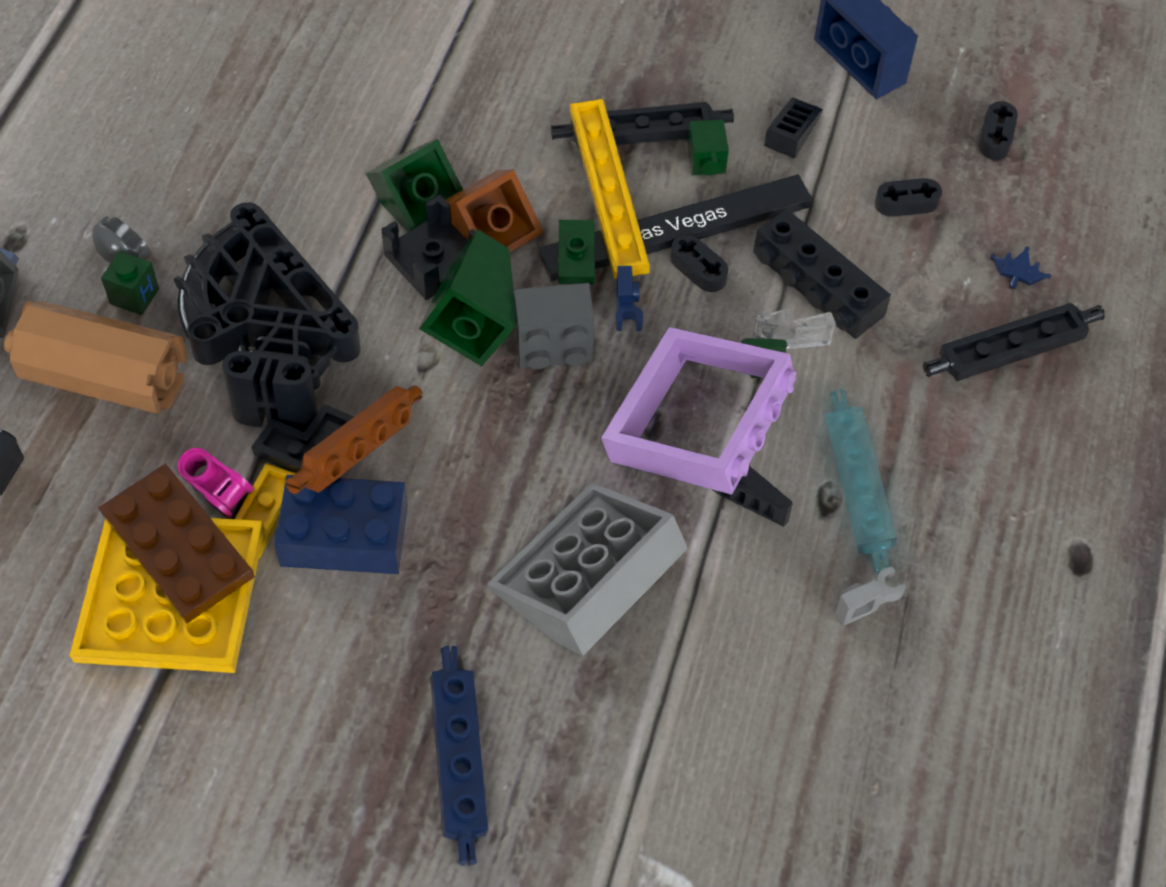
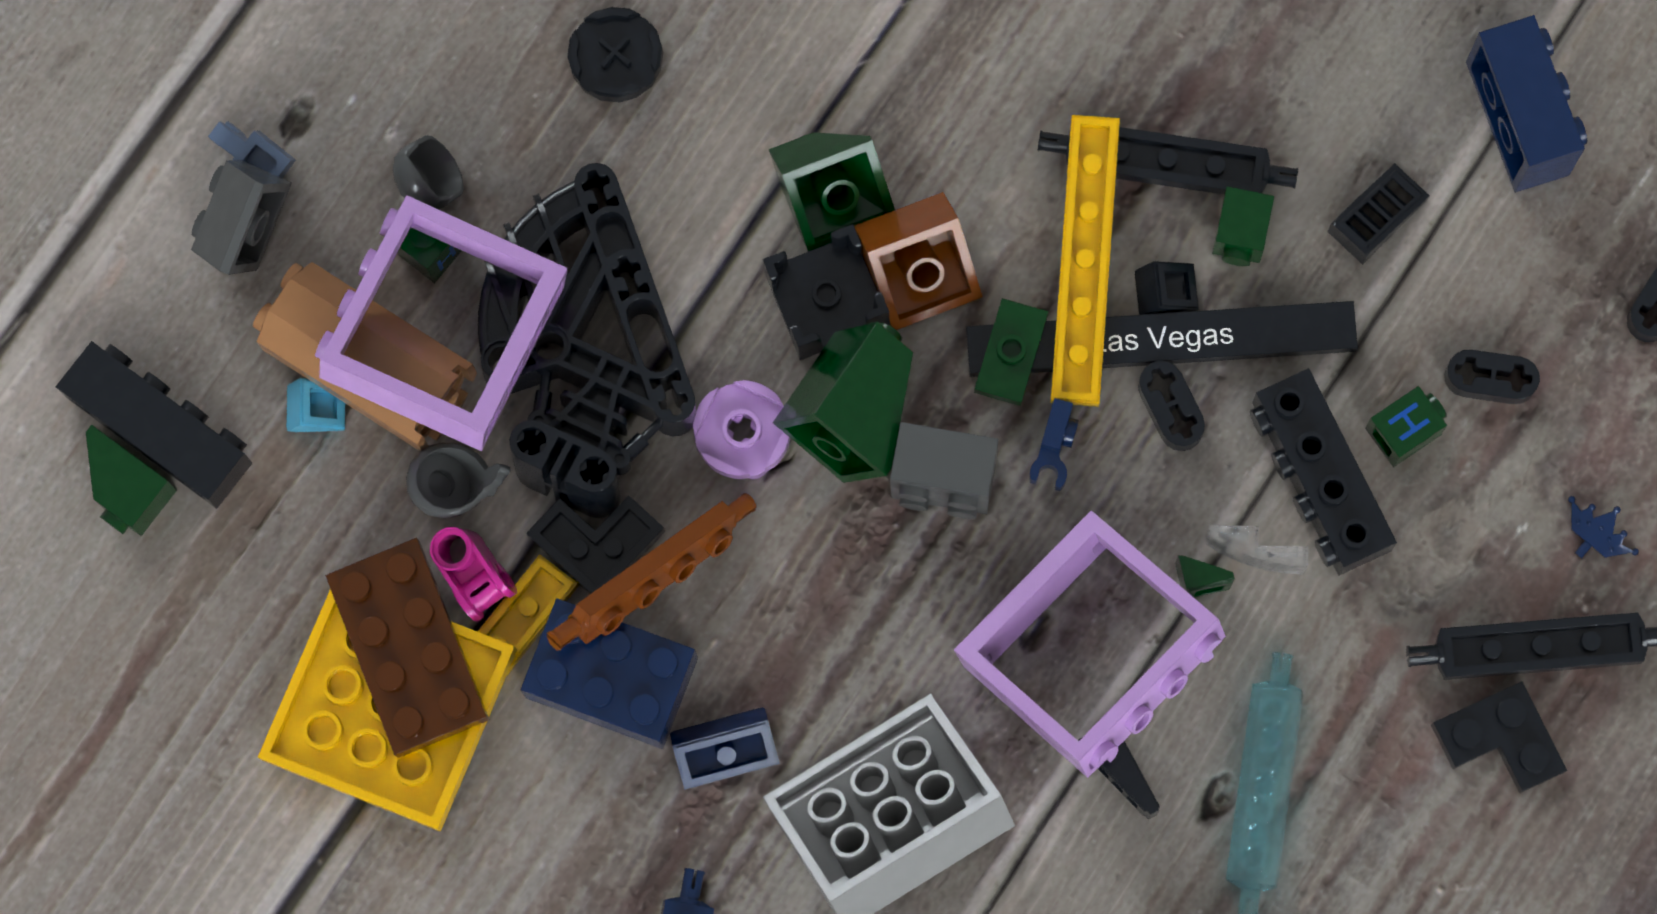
camera: 25 degrees right, 20 degrees up
(66, 410) = (313, 408): none -> medium azure slope
(142, 350) = (403, 398): none -> lavender window
(185, 422) = (451, 479): none -> dark grey hat
(240, 152) = (615, 54): none -> black tile
(396, 365) = (715, 439): none -> lavender plate
(447, 559) = (724, 748): none -> dark blue slope
(666, 195) = (1166, 288): none -> black slope
(864, 234) = (1407, 425): none -> dark green brick
(1016, 398) = (1503, 723): none -> black plate

